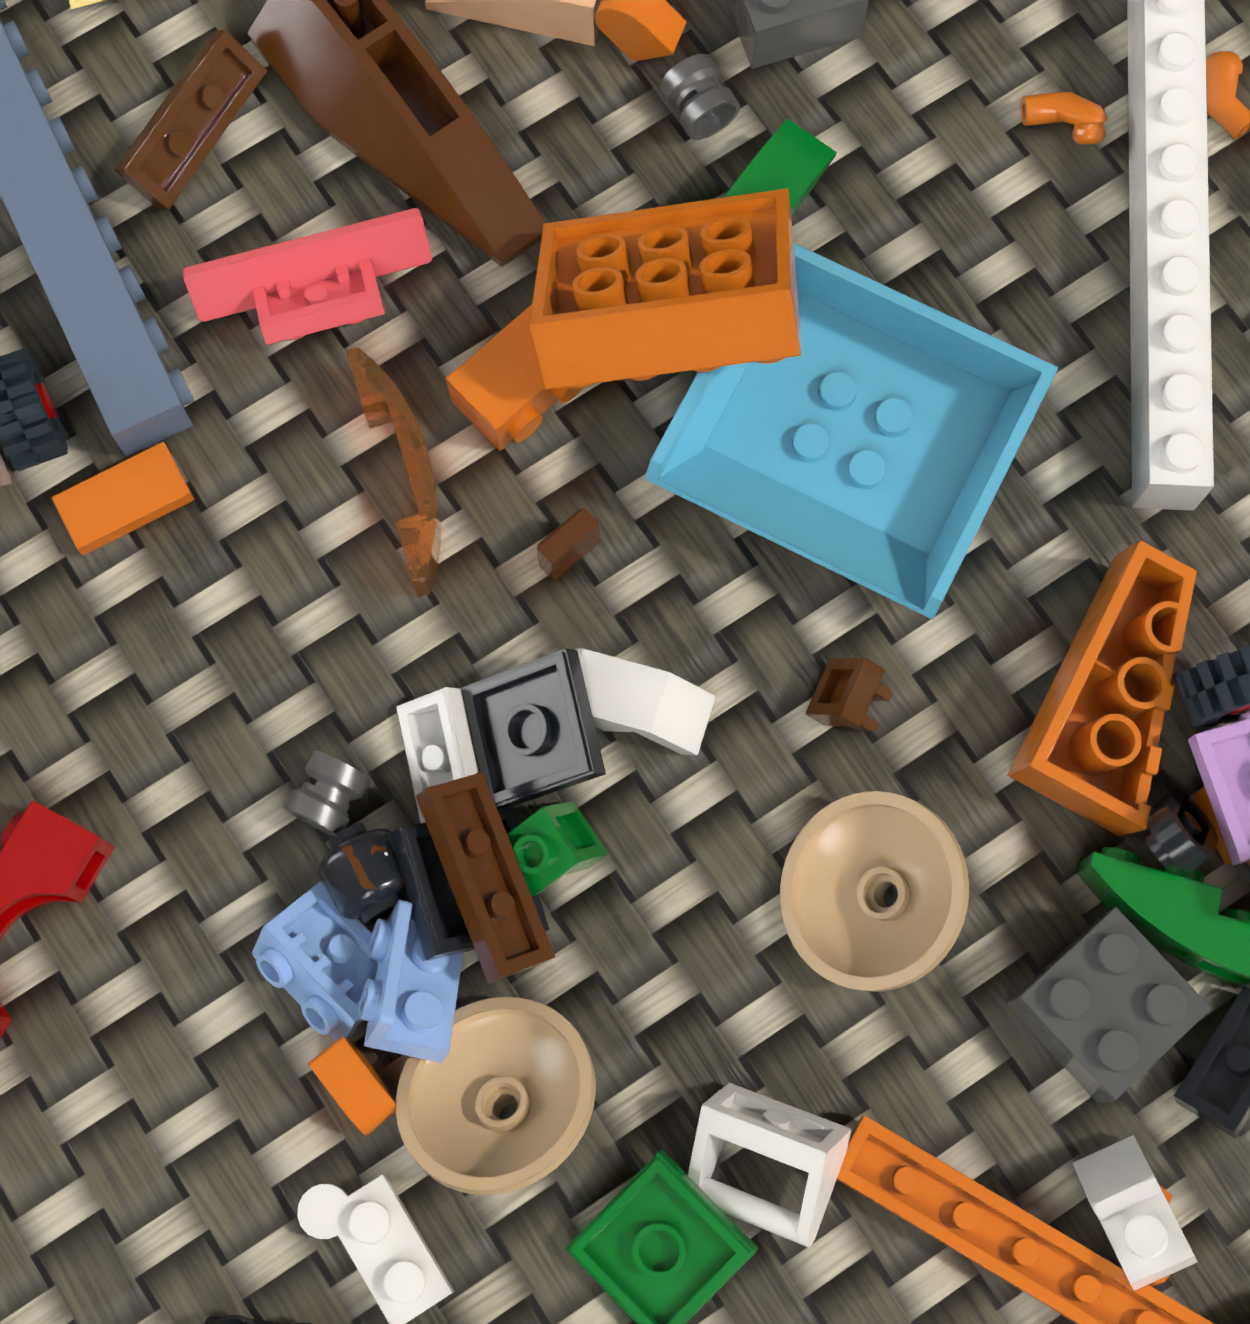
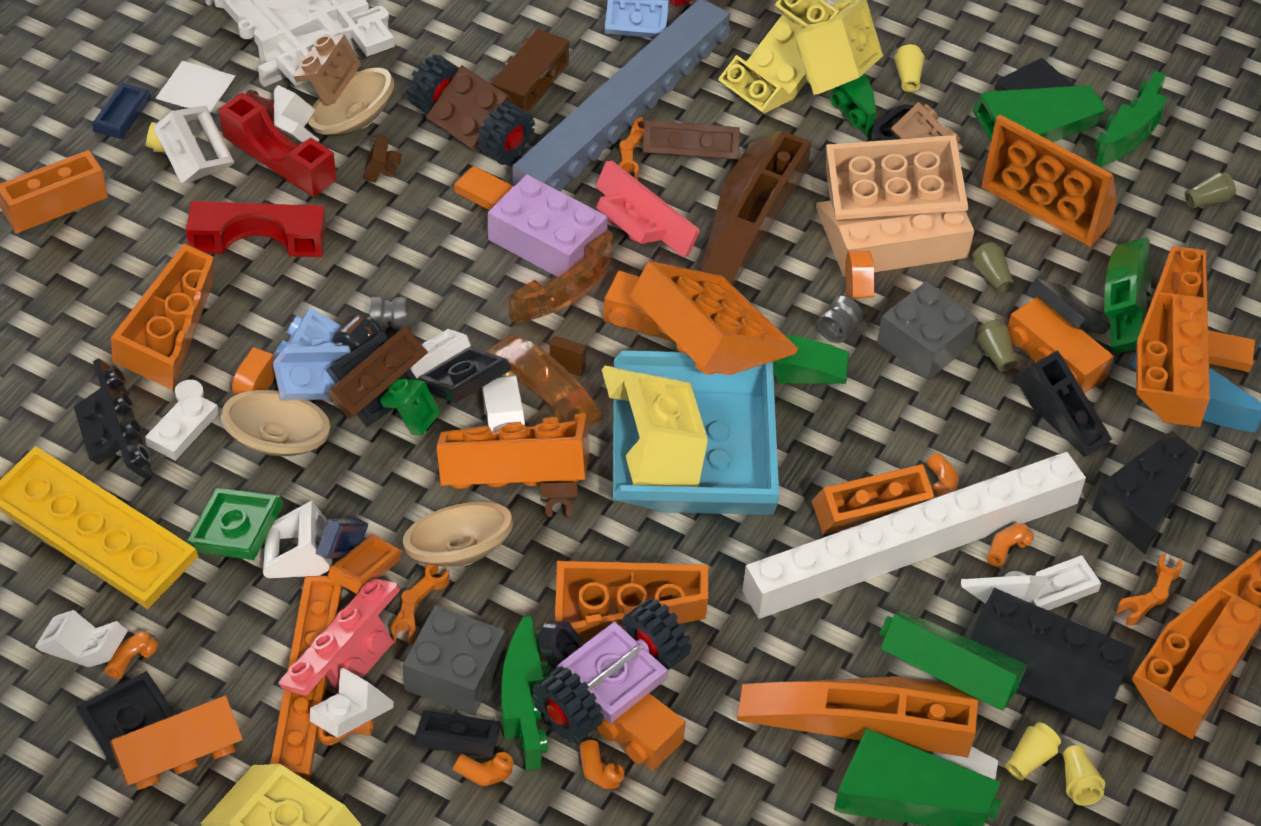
camera: 60 degrees right, 25 degrees down
(143, 231) = (628, 145): none -> orange piece
(157, 1199) = (163, 322): none -> orange wedge
(272, 443) = (544, 225): none -> lavender brick
(589, 604) = (547, 379): none -> clear orange slope
(753, 719) = (515, 454): none -> orange wedge
(812, 1088) = (341, 537): none -> dark blue tile
(829, 459) = (668, 427): none -> light yellow slope
(851, 1066) = (364, 562): none -> orange tile
(969, 1041) = (410, 598): none -> orange piece
(1006, 1170) = (350, 642): none -> coral bracket
(1088, 236) = (871, 498): none -> orange brick

